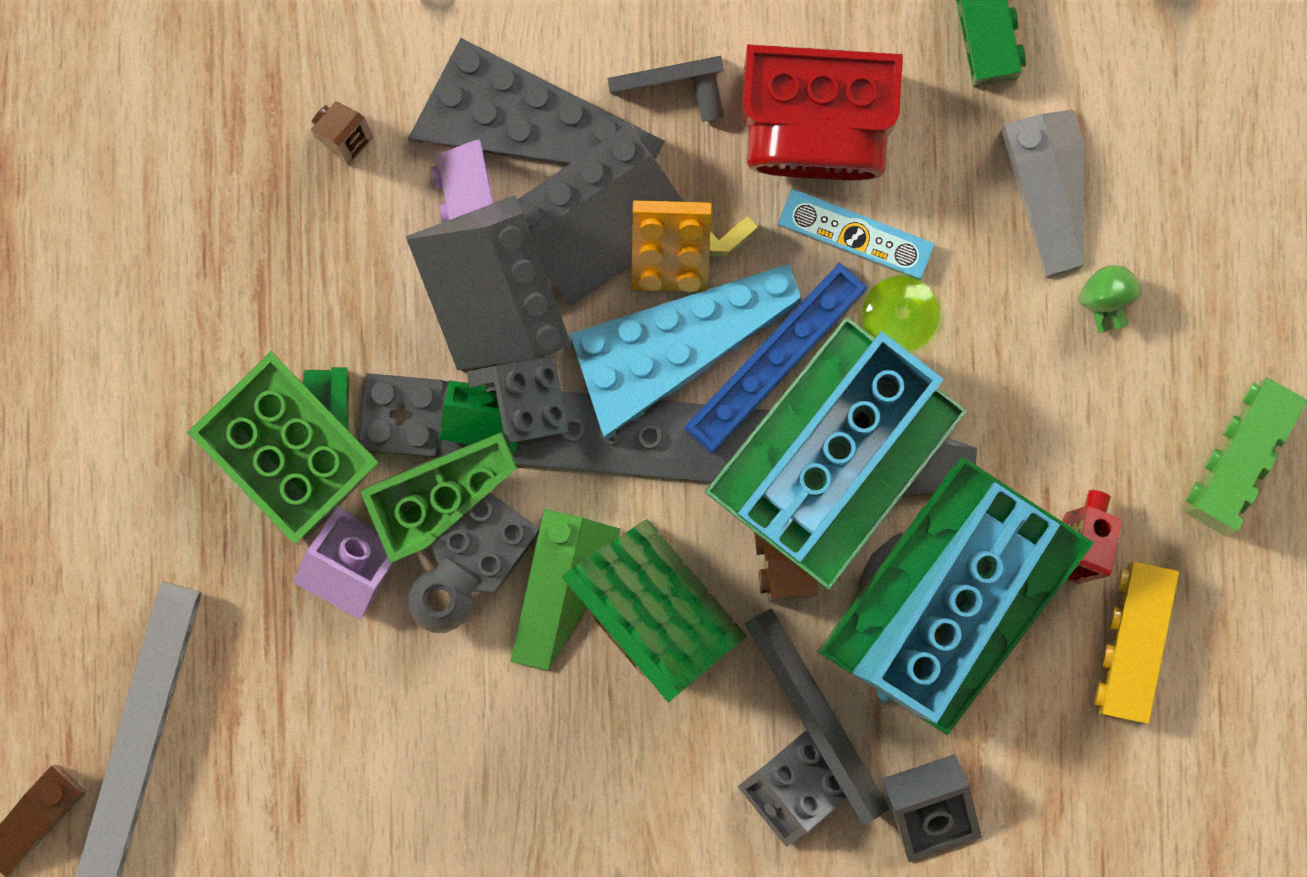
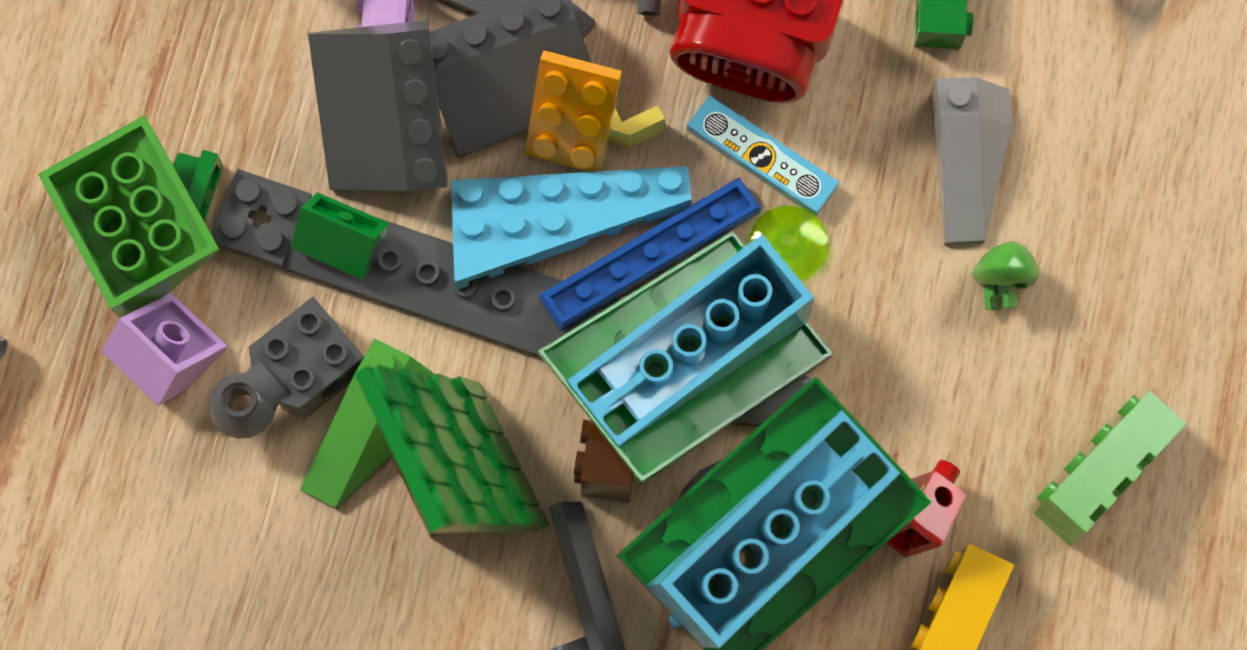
camera: 15 degrees right, 10 degrees down
(429, 498) = (259, 297): bright green wedge -> none
(526, 397) = (386, 222): dark grey bracket -> none

